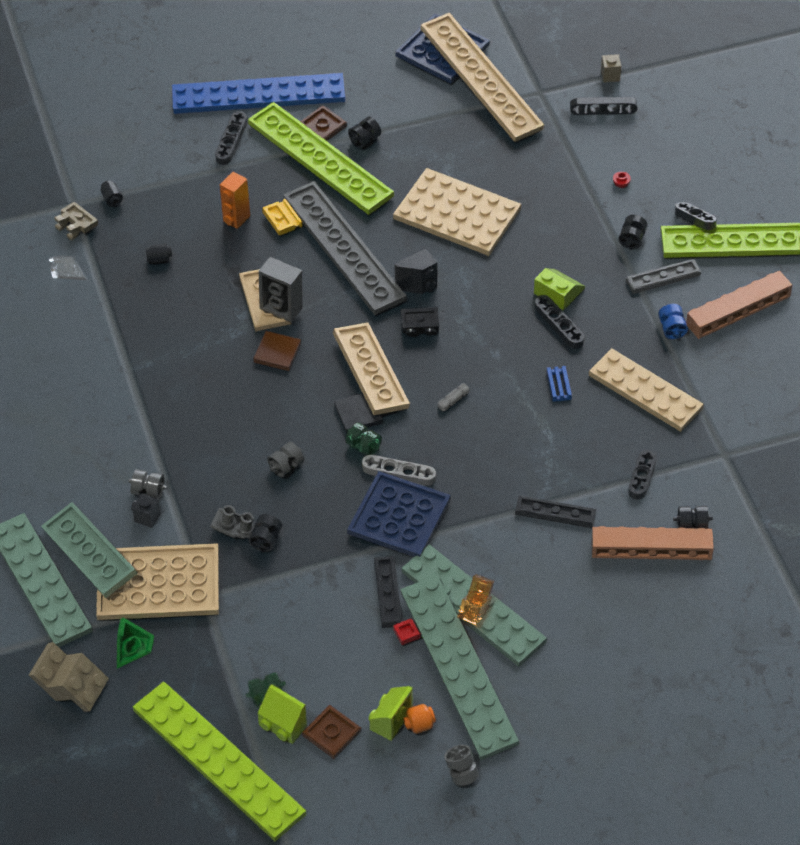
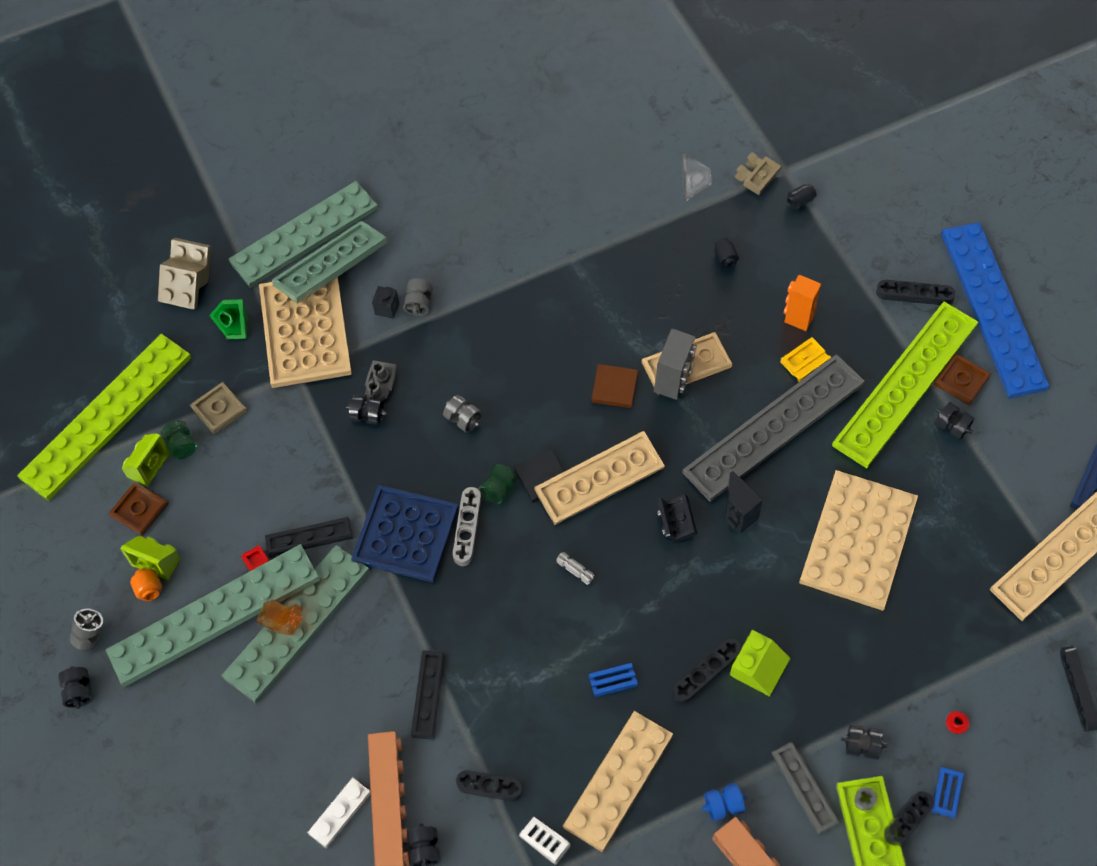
camera: 85 degrees right, 10 degrees up
(231, 661) = (218, 408): none -> dark tan tile
(517, 778) = (75, 687): none -> black wheel
(655, 581) = (339, 813): none -> white plate
(673, 194) = (943, 811): none -> blue tile
(679, 236) = (862, 806): none -> dark grey bush
(698, 430) = (558, 853): none -> white slope

